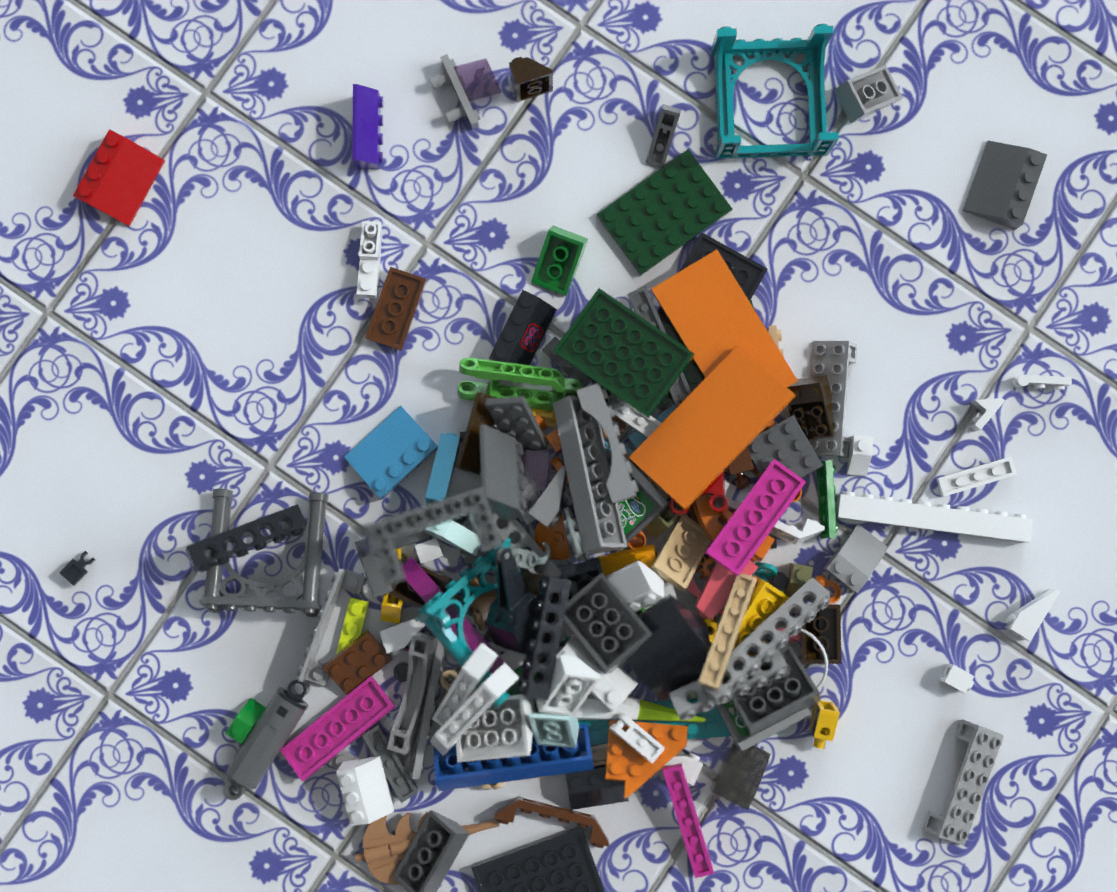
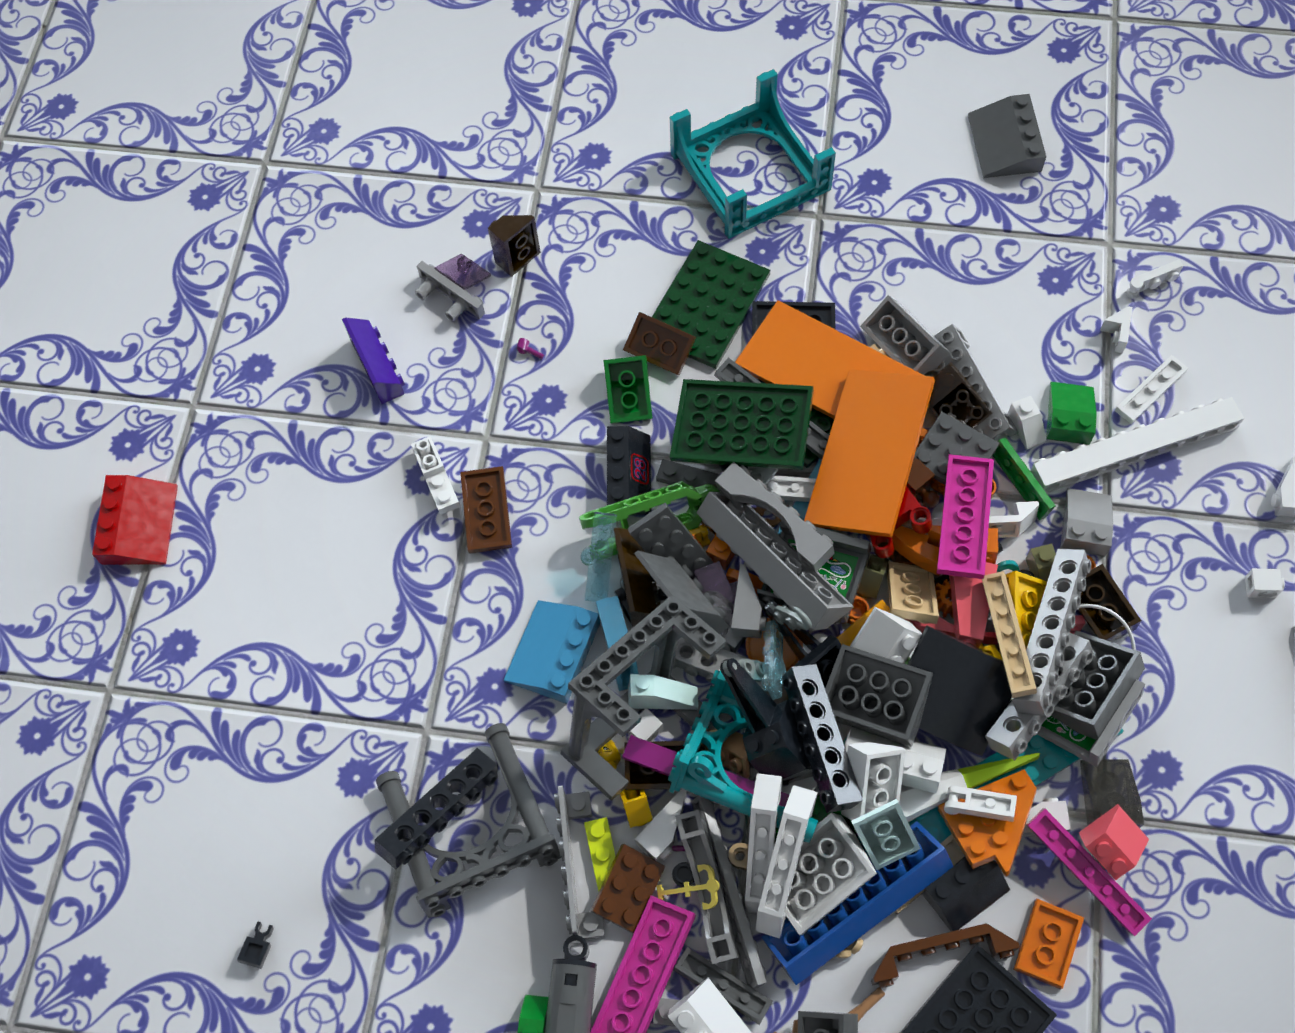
camera: 20 degrees left, 20 degrees down
(415, 695) = (712, 886): none -> light yellow piece
(460, 400) = (599, 556): none -> clear light blue hinge
(494, 177) = (523, 348): none -> magenta hand
(544, 558) = (773, 663): none -> clear light blue hinge
(604, 233) = (660, 343): none -> reddish brown plate
(633, 851) = (1048, 943): none -> orange tile
(663, 136) = (668, 238): dark grey slope -> none
(718, 811) = (1115, 841): none -> coral slope
(804, 332) = (904, 337): none -> light grey slope
(824, 723) = (1163, 694): yellow torso -> none
(867, 93) = (835, 123): light grey slope -> none
(900, 462) = (1071, 413): none -> green slope

